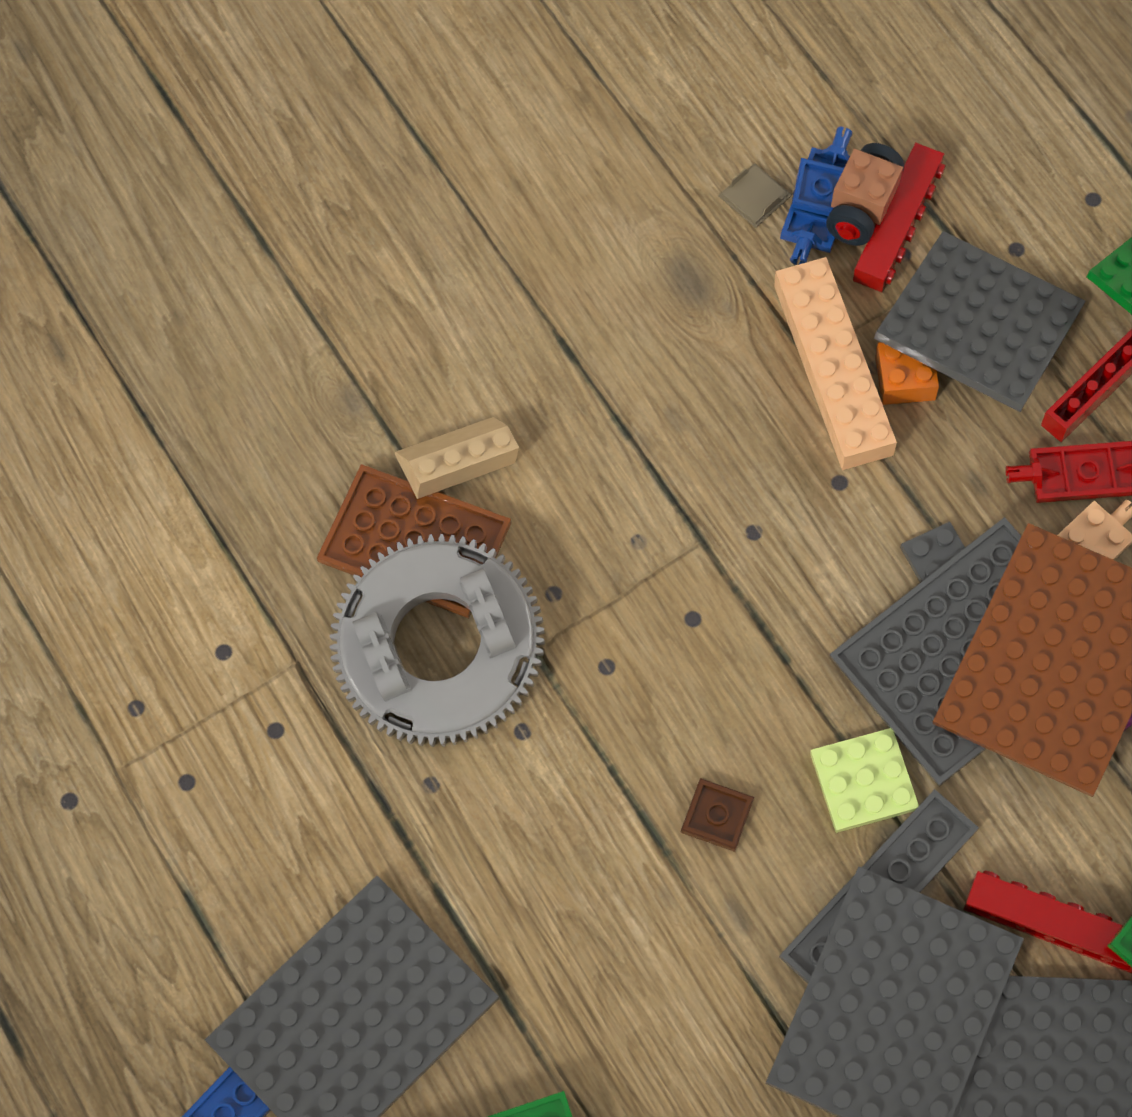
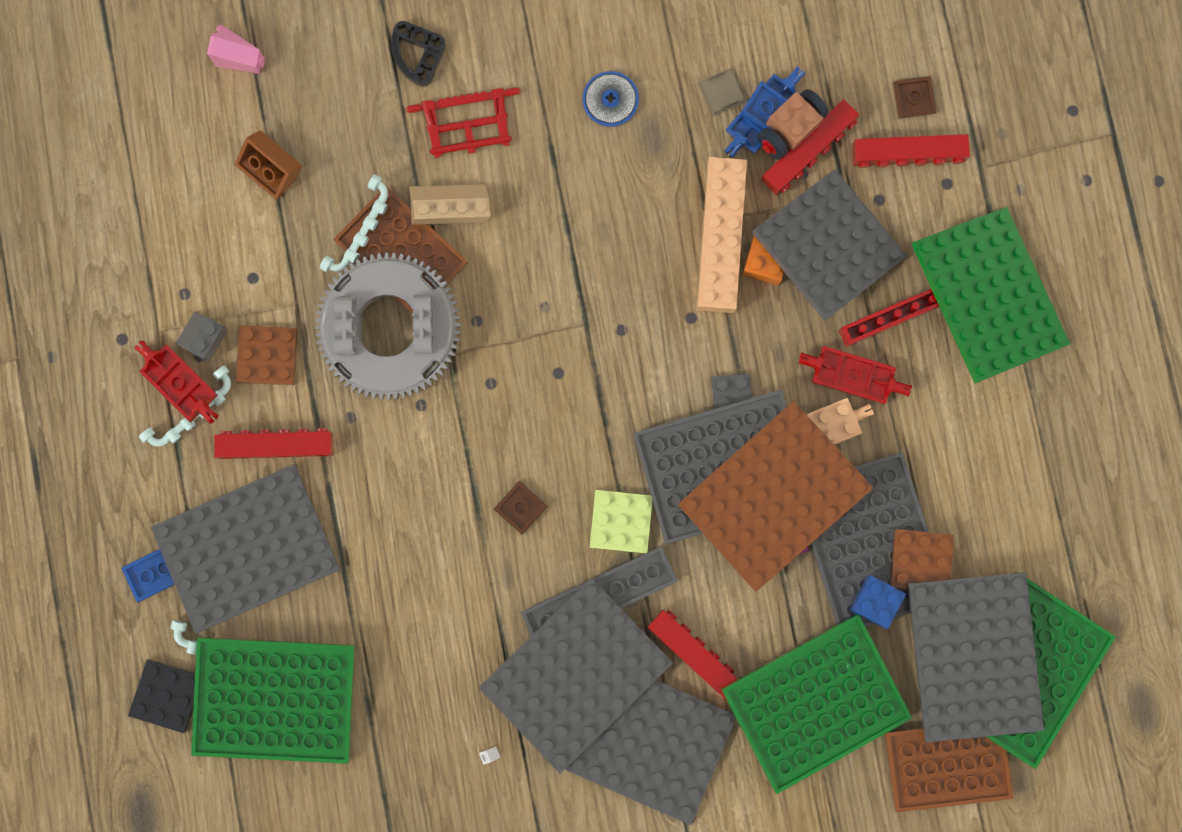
camera: 15 degrees right, 15 degrees up
(94, 373) = (234, 52): none -> bright pink slope
(171, 824) = (177, 382): none -> red plate
(182, 752) = (201, 336): none -> dark grey slope
(190, 497) = (267, 164): none -> dark orange slope
(205, 876) = (173, 434): none -> light aqua bar
(282, 745) = (266, 355): none -> dark orange plate
(338, 859) = (273, 444): none -> red brick
(352, 279) = (430, 50): none -> black beam
(354, 541) = (360, 238): none -> light aqua bar
(397, 374) = (434, 129): none -> red piece
(624, 238) = (598, 106): none -> piece
(1002, 113) = (914, 97): none -> reddish brown tile
(1028, 174) = (911, 150): none -> red brick

